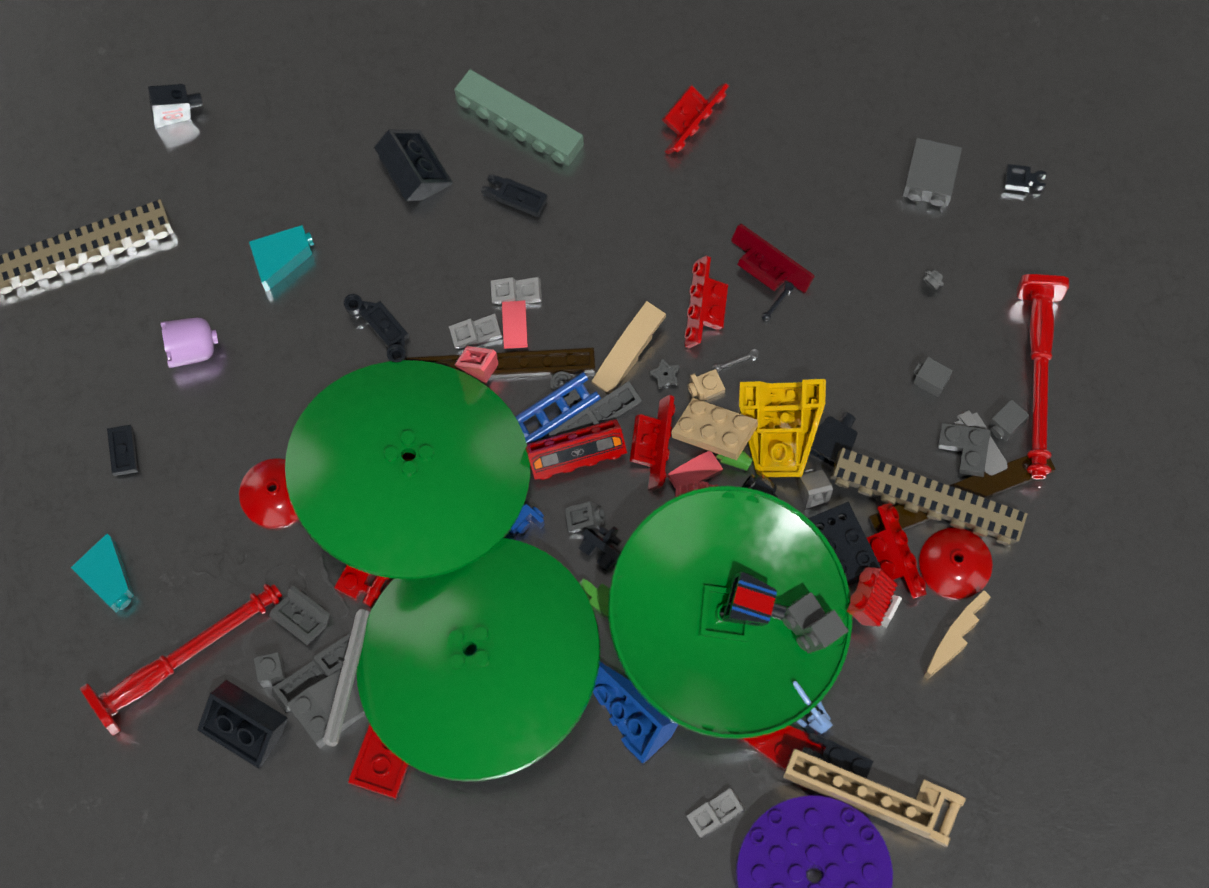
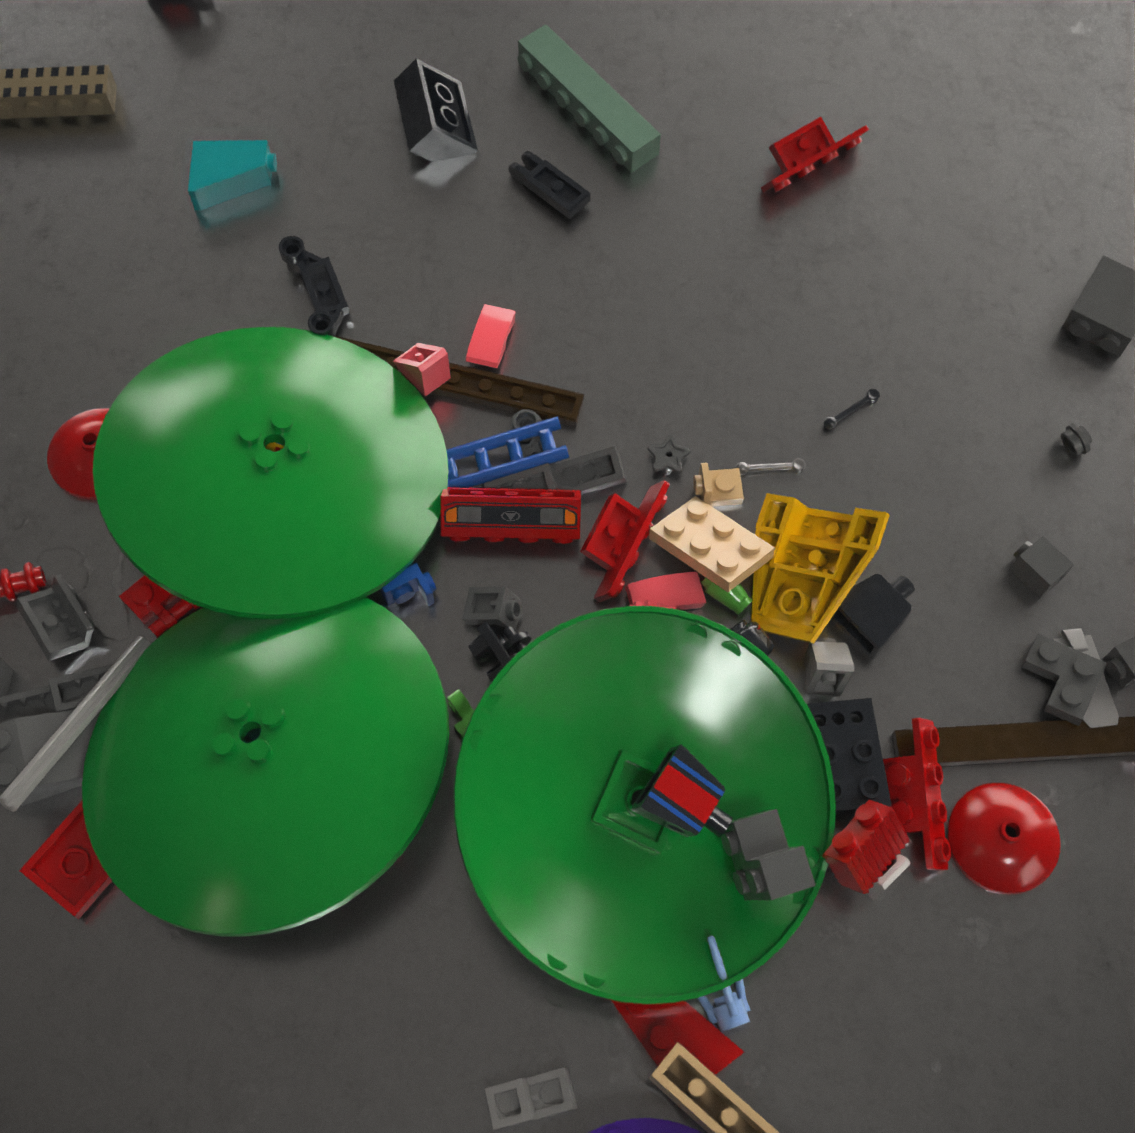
camera: 15 degrees right, 5 degrees down
(188, 341) = (64, 233): lavender cylinder -> none
(476, 332) = (444, 332): light grey slope -> none
(516, 290) = (501, 293): light grey slope -> none
(628, 348) = (630, 405): tan slope -> none
(639, 722) = (465, 933): blue wedge -> none
(706, 303) = (754, 382): red bracket -> none
(768, 262) = (856, 355): dark red bracket -> none
(839, 756) = (745, 1076): black hinge -> none
(928, 496) = (993, 729): dark tan brick -> none
(953, 640) = (970, 952): tan slope -> none

